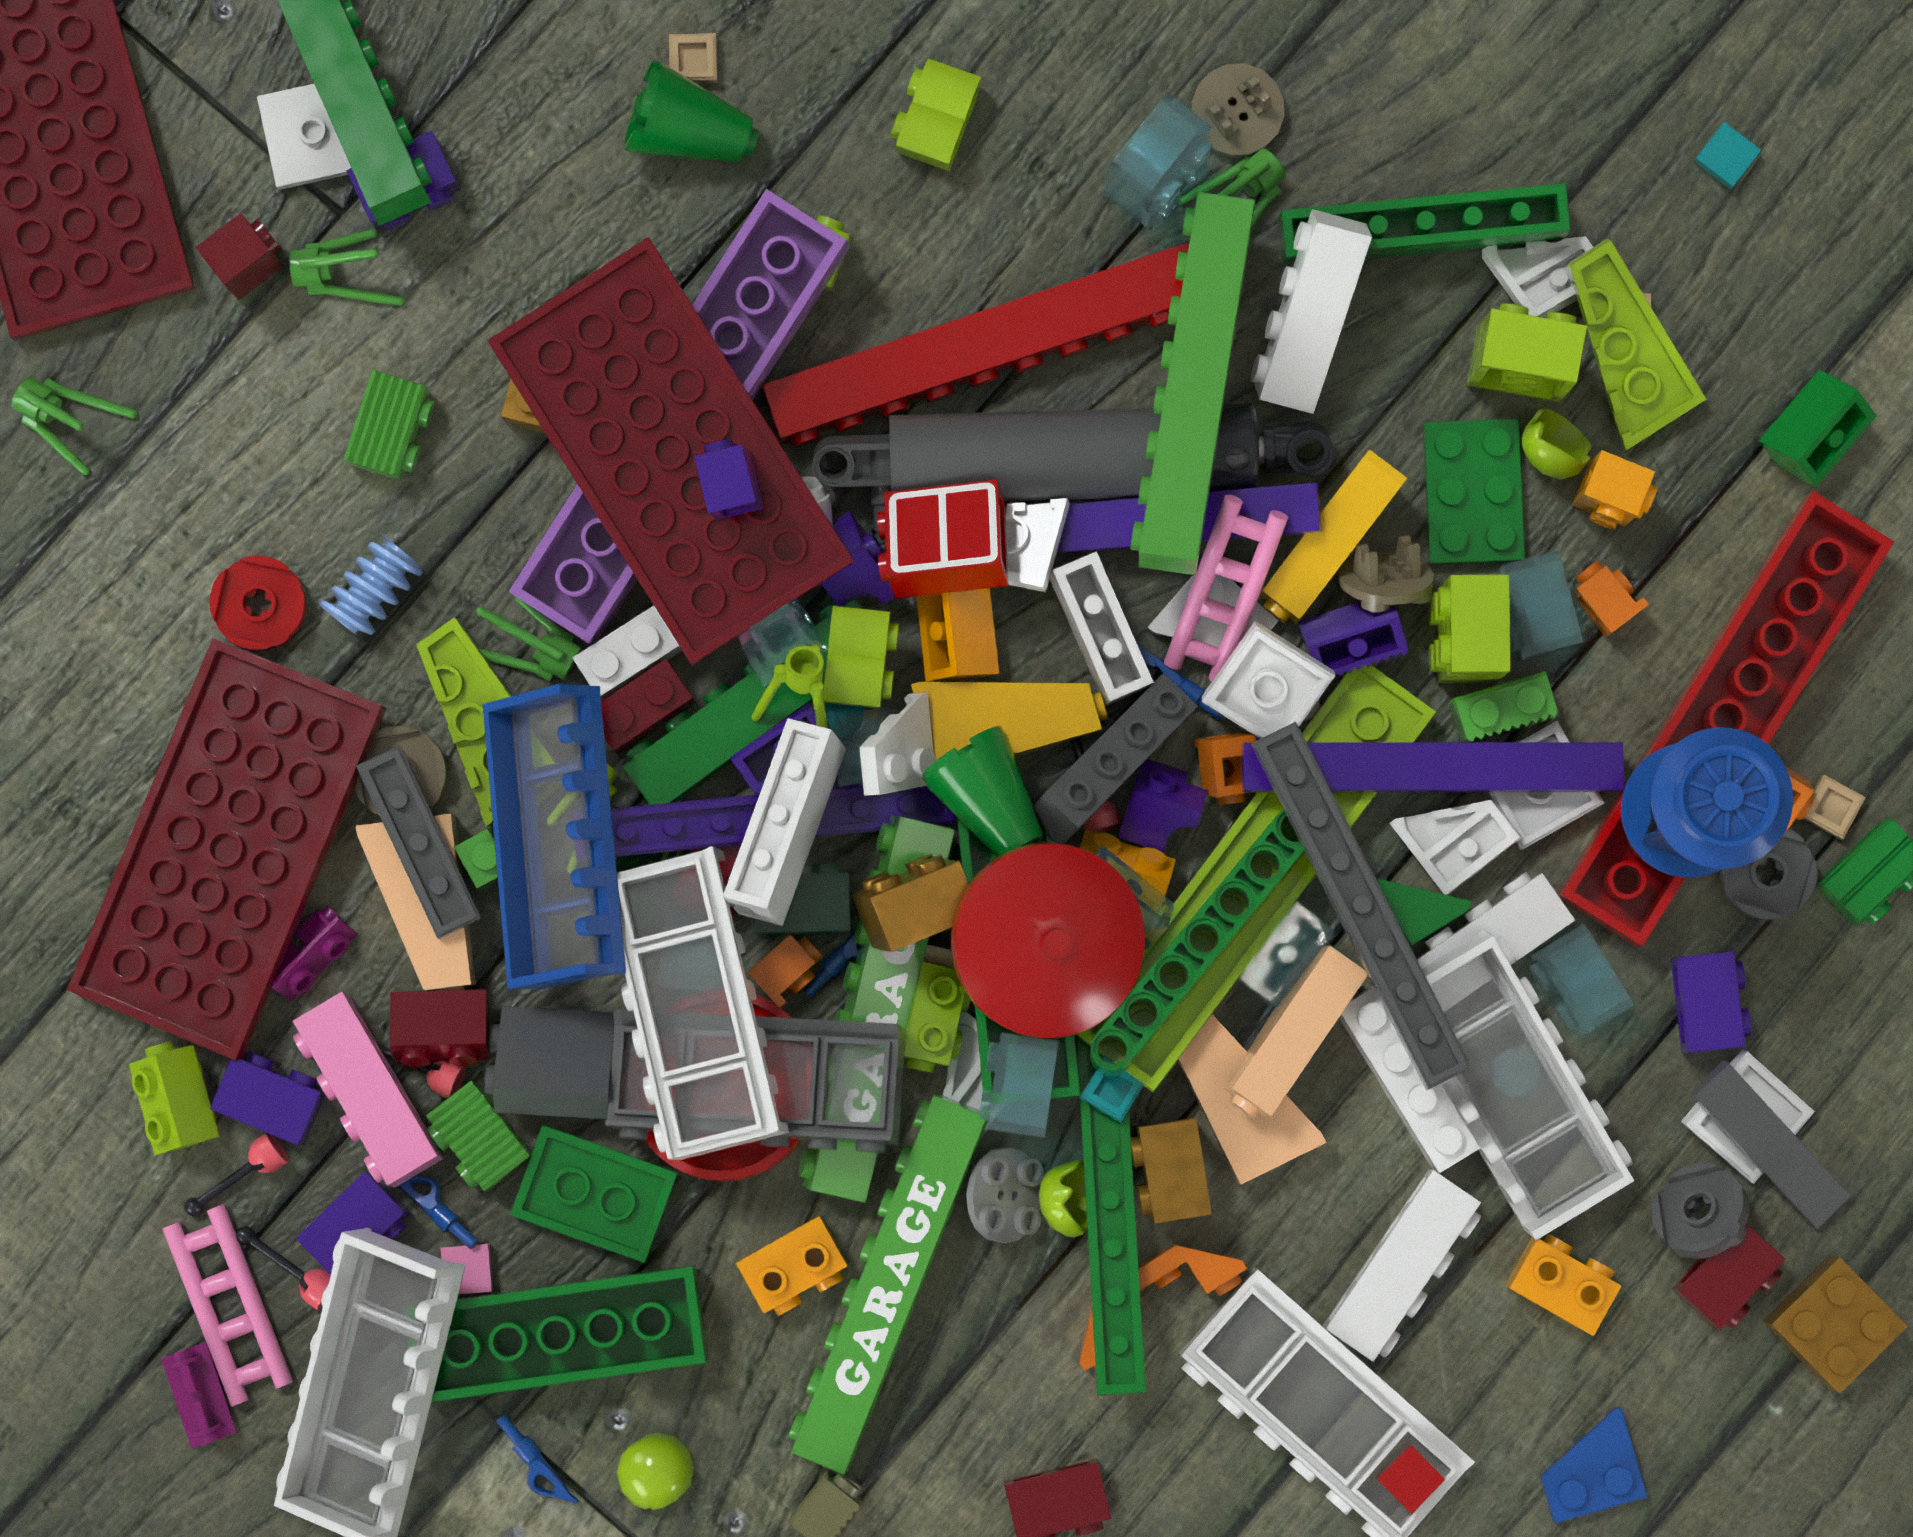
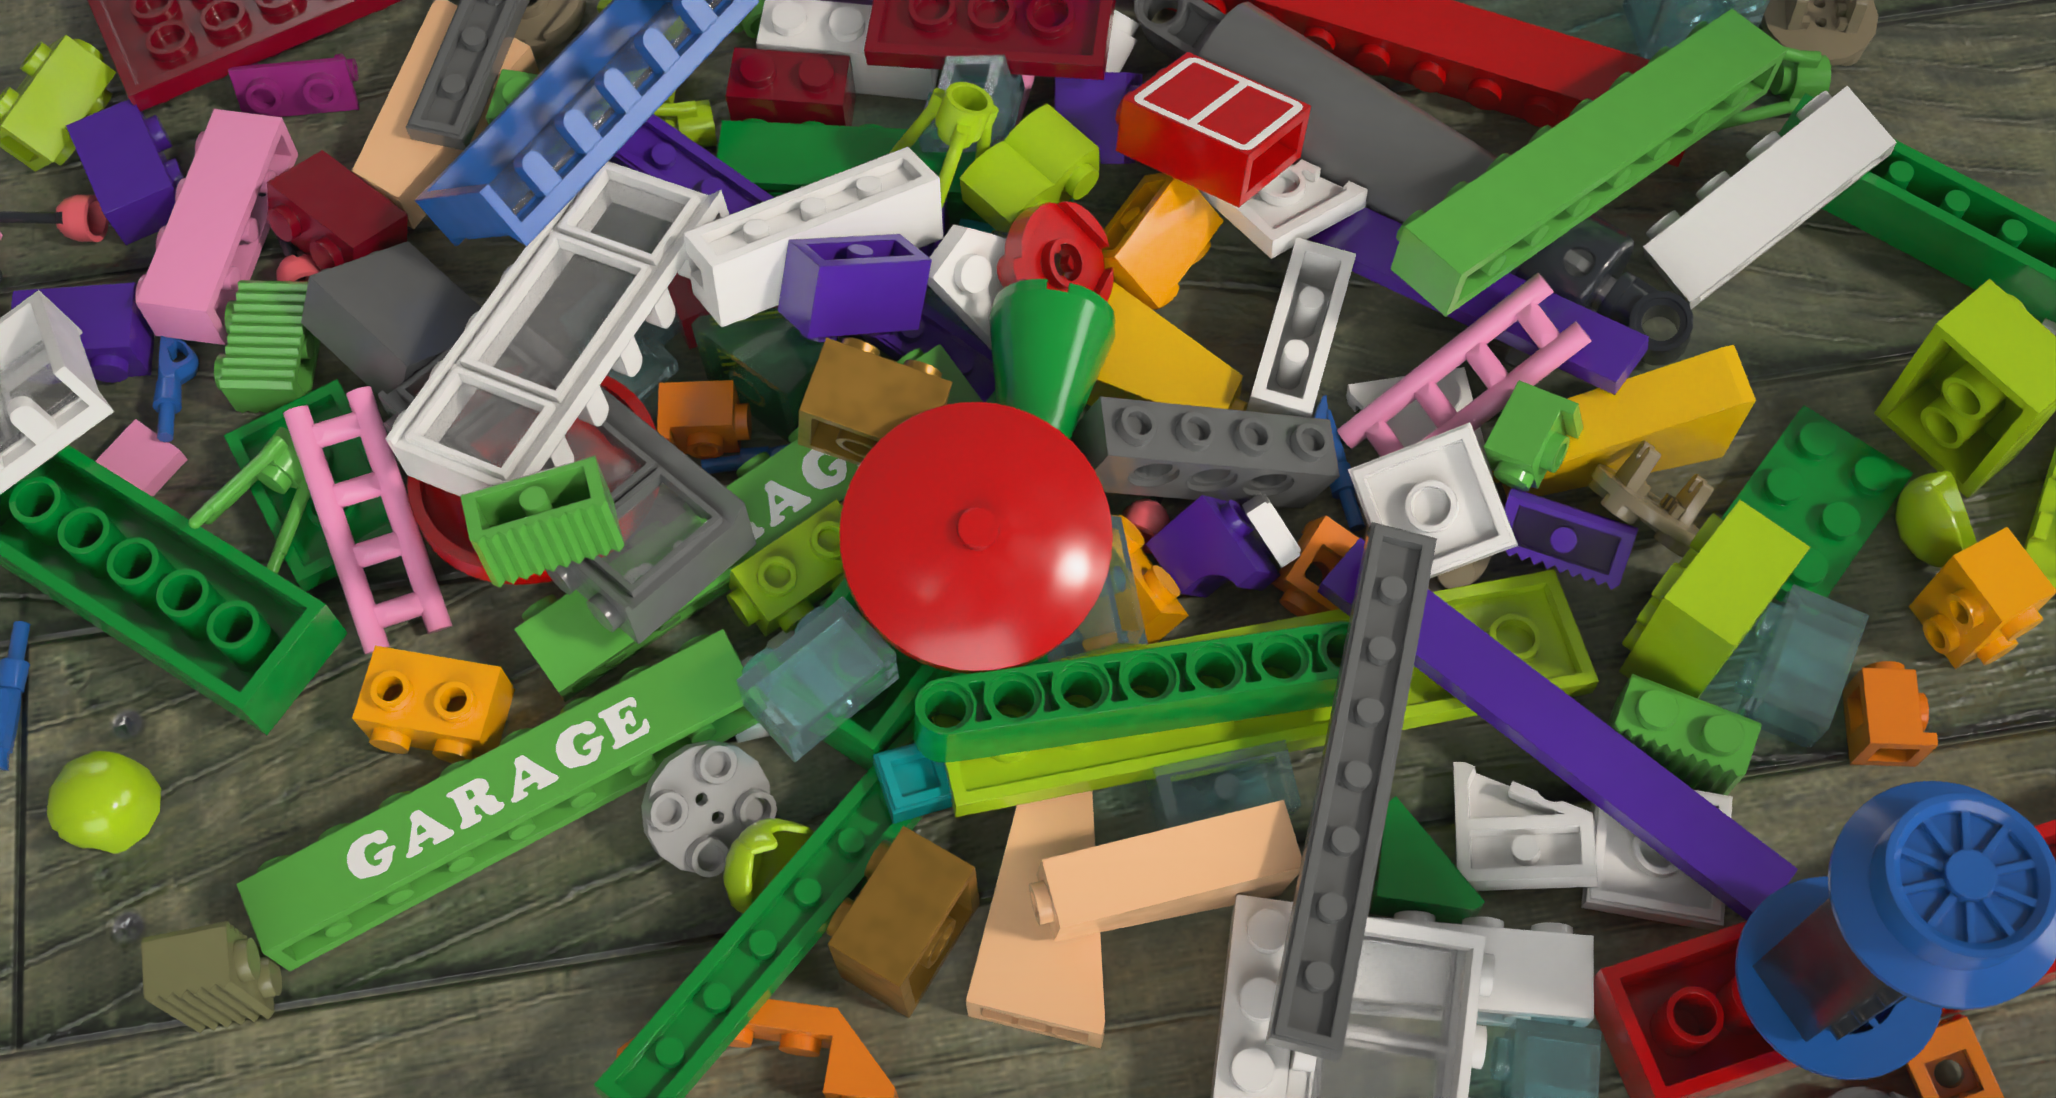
camera: 40 degrees right, 20 degrees down
(572, 1207) = (279, 470): none -> bright green plant
(627, 1203) = (331, 499): none -> bright pink bar
(808, 1133) = (542, 521): none -> bright green brick
(838, 837) = (853, 286): none -> dark purple brick
(911, 705) = (1052, 230): none -> red plate
(1183, 769) = (1272, 529): none -> white tile
(1294, 600) = (1531, 436): none -> bright green brick

